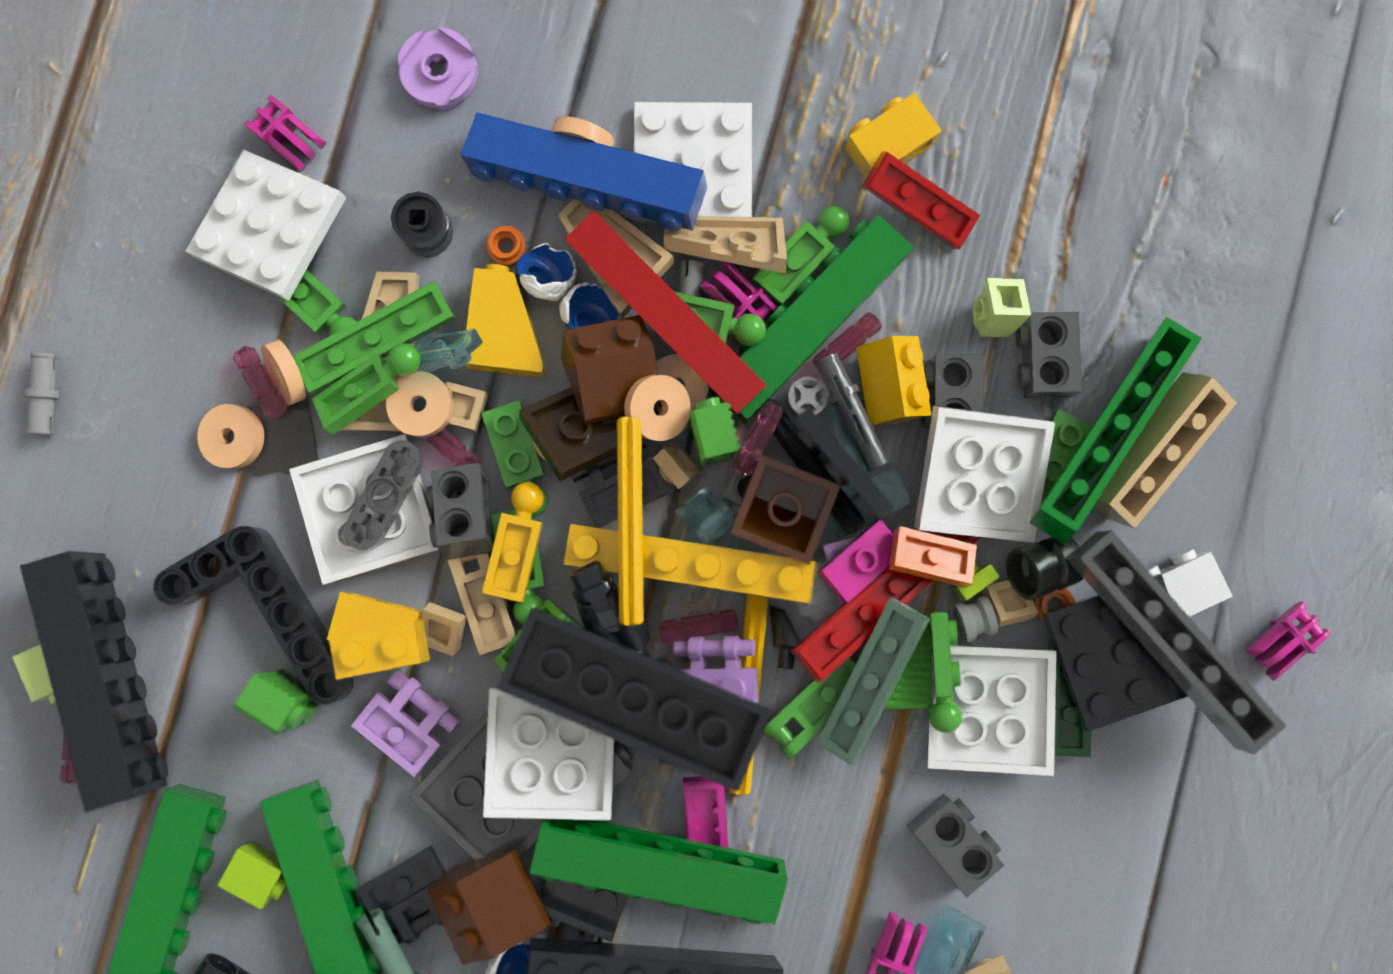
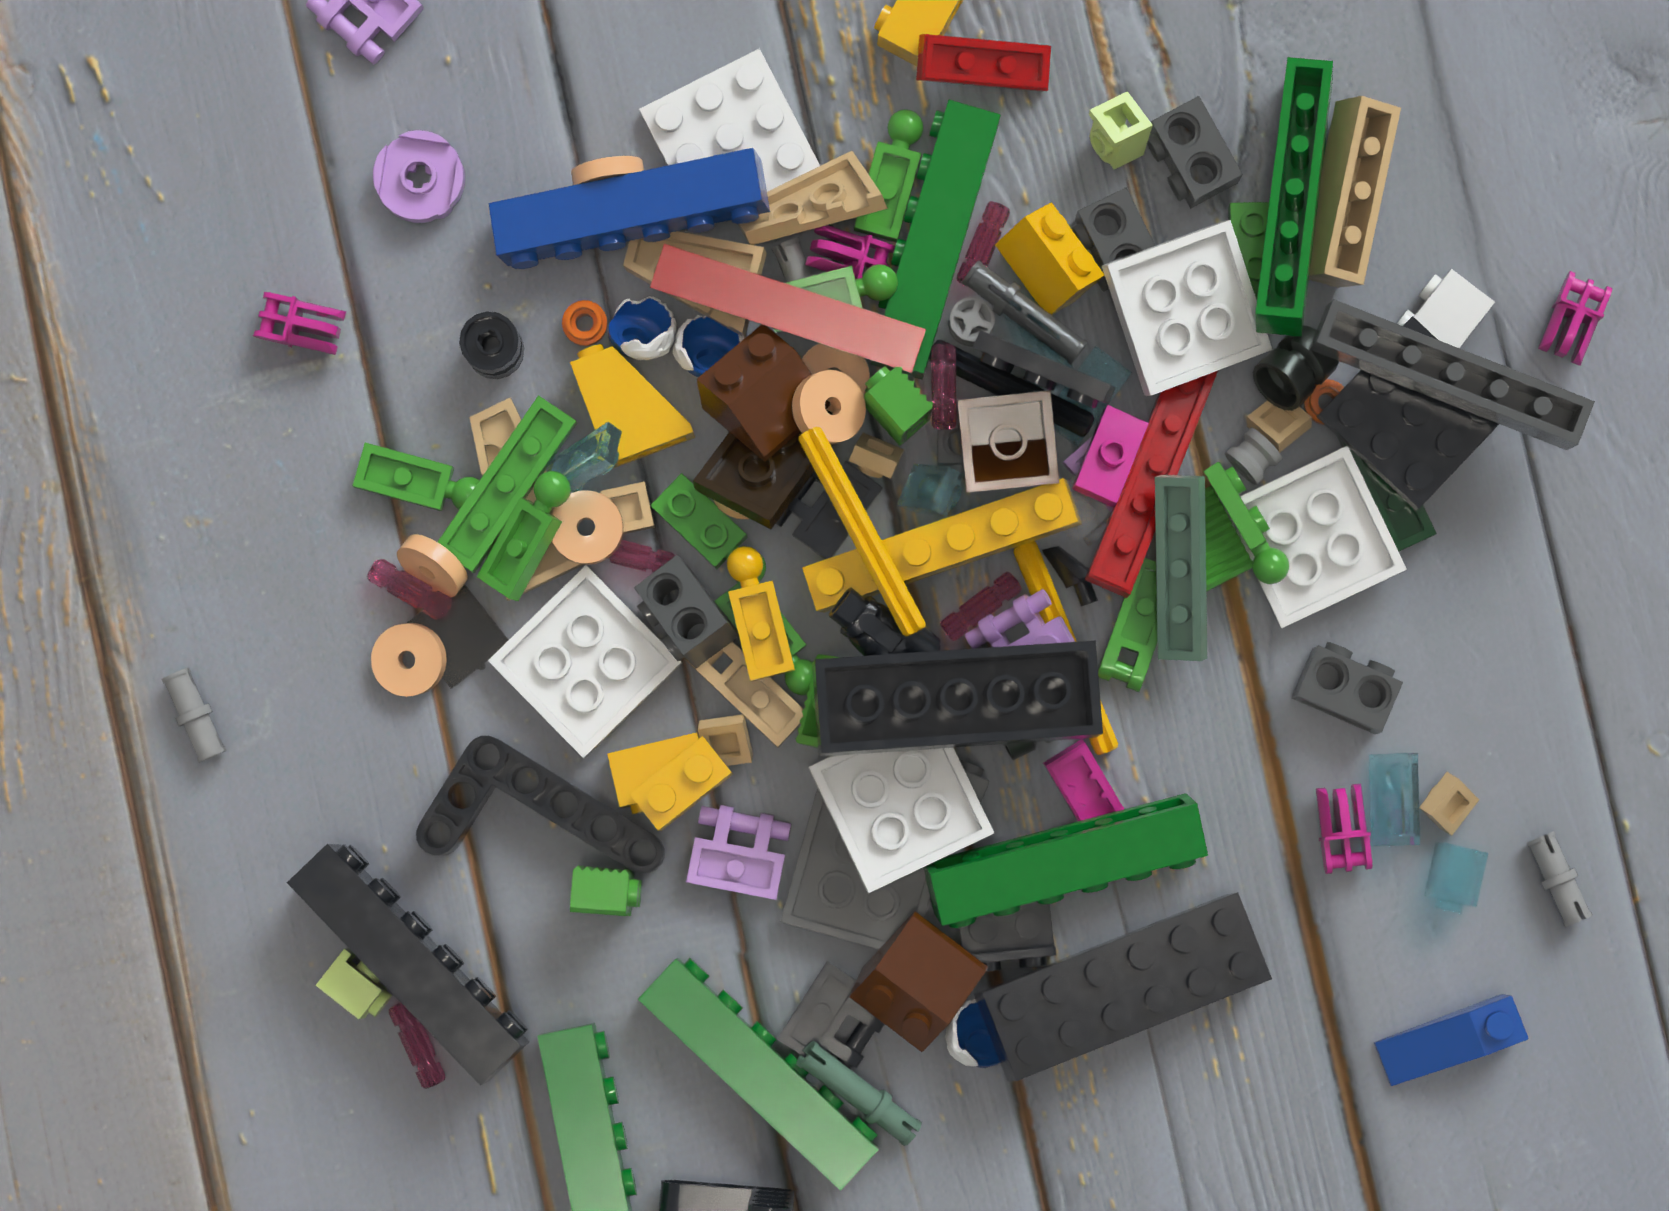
camera: 20 degrees left, 0 degrees up
(254, 876) = (671, 1077): lime brick -> none
(266, 224) = (331, 426): white plate -> none
(377, 526) = (588, 601): dark grey beam -> none
(932, 557) = (1177, 415): plate -> none
(982, 577) = (1231, 418): lime plate -> none

